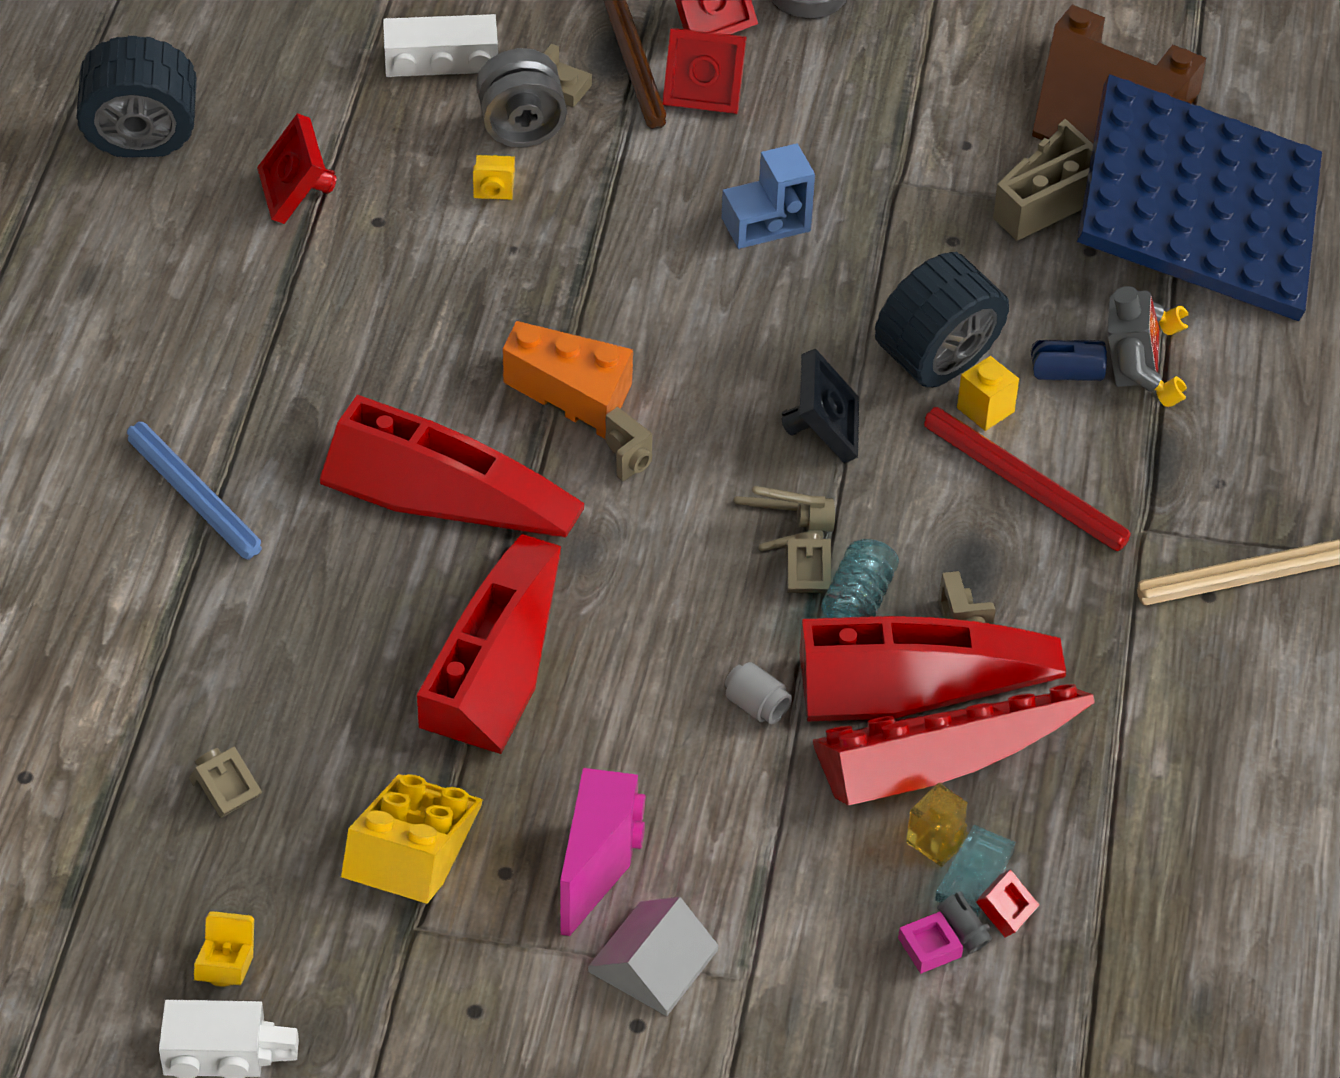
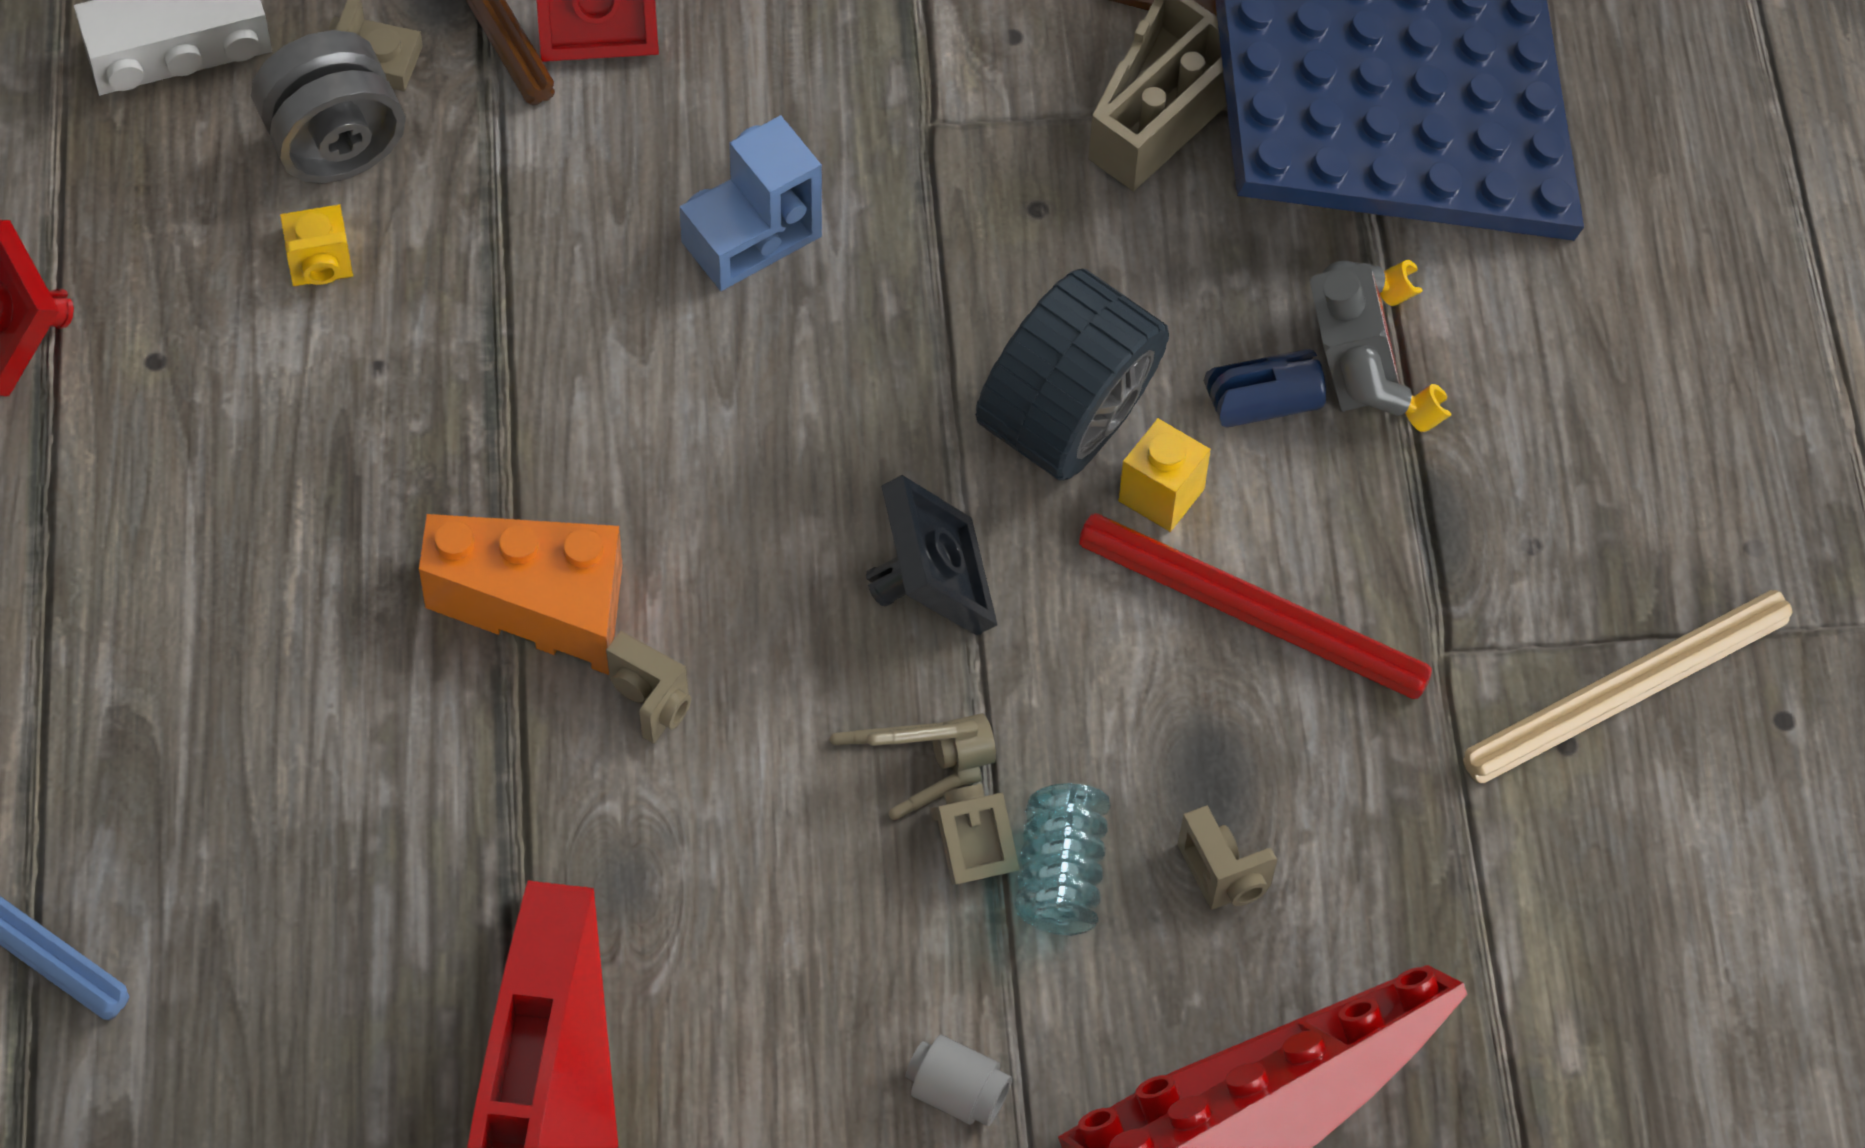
camera: 15 degrees left, 10 degrees up
(439, 473) = (375, 806): red wedge -> none
(916, 664) = (1180, 978): red wedge -> none

